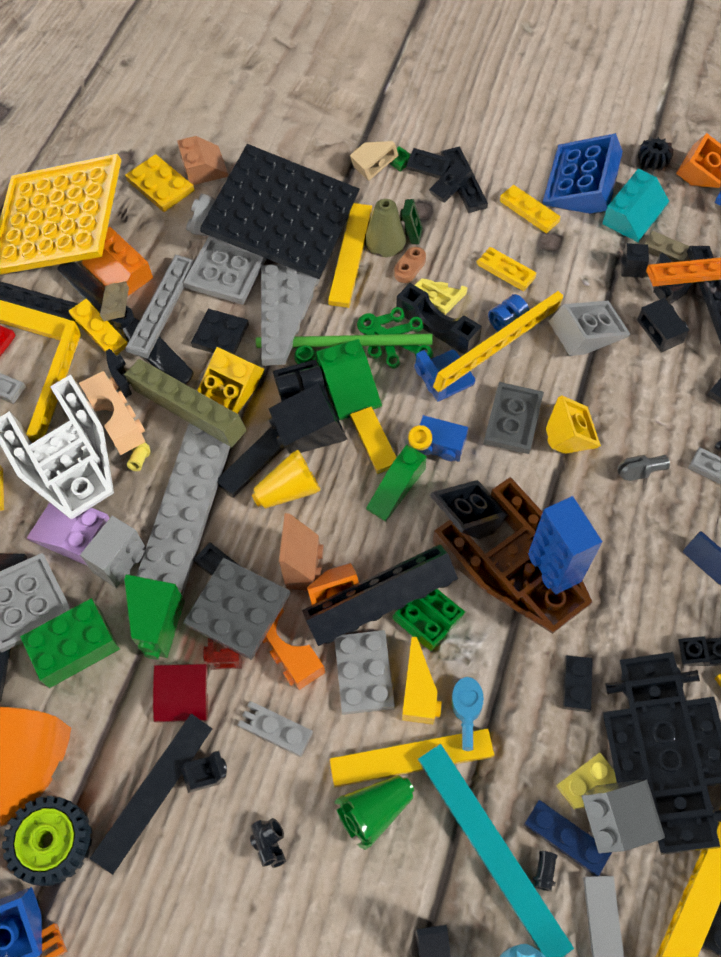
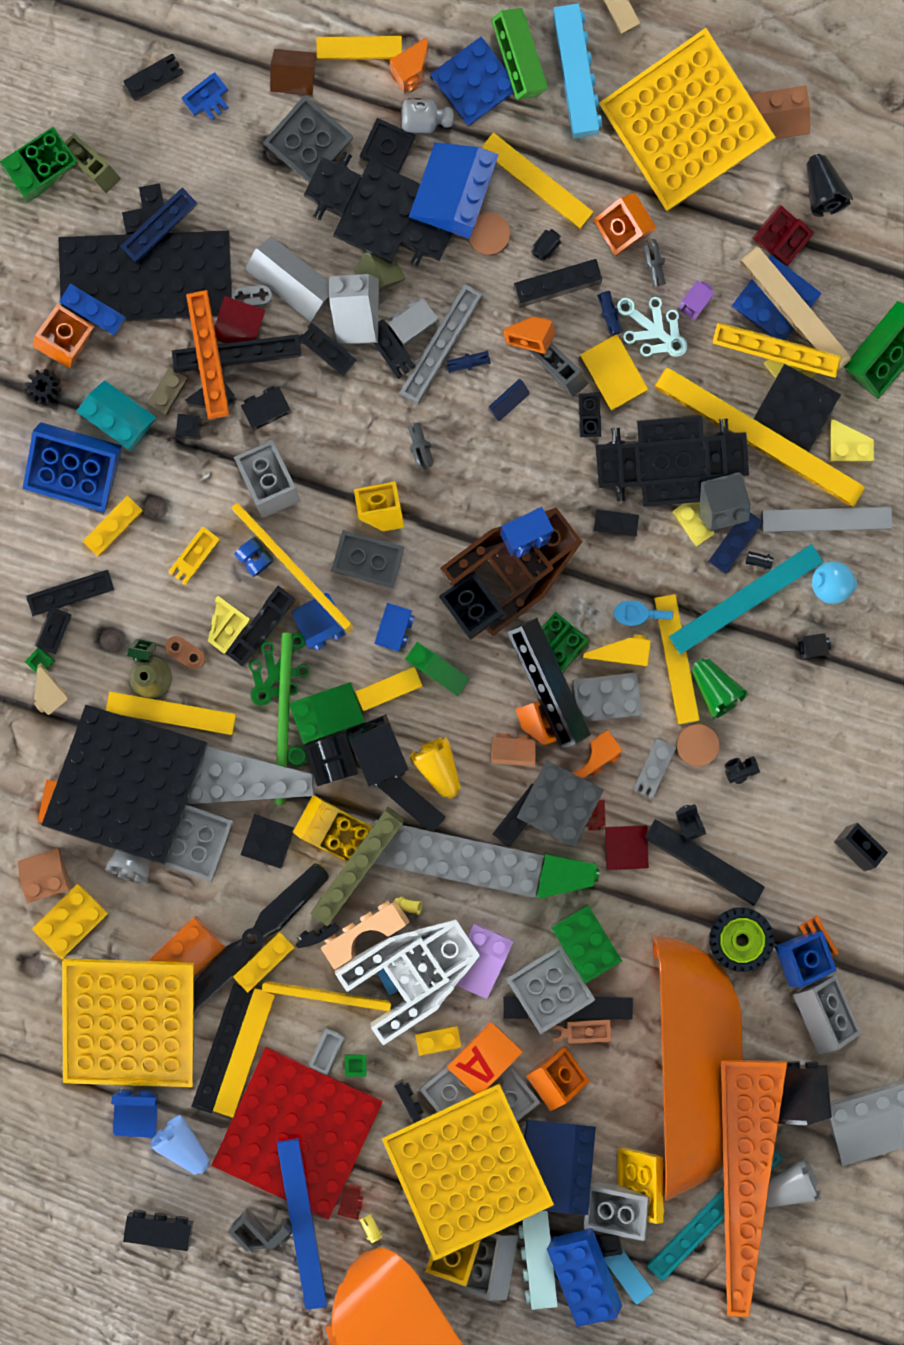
camera: 90 degrees left, 25 degrees up
(114, 301) = (238, 947): dark tan plate -> none
(114, 551) = (508, 914): light grey brick -> none
(159, 307) = (238, 901): light grey tile -> none
(302, 785) = (697, 745): none -> nougat tile
(420, 437) = (400, 646): yellow tile -> none
(450, 181) = (80, 607): black plate -> none

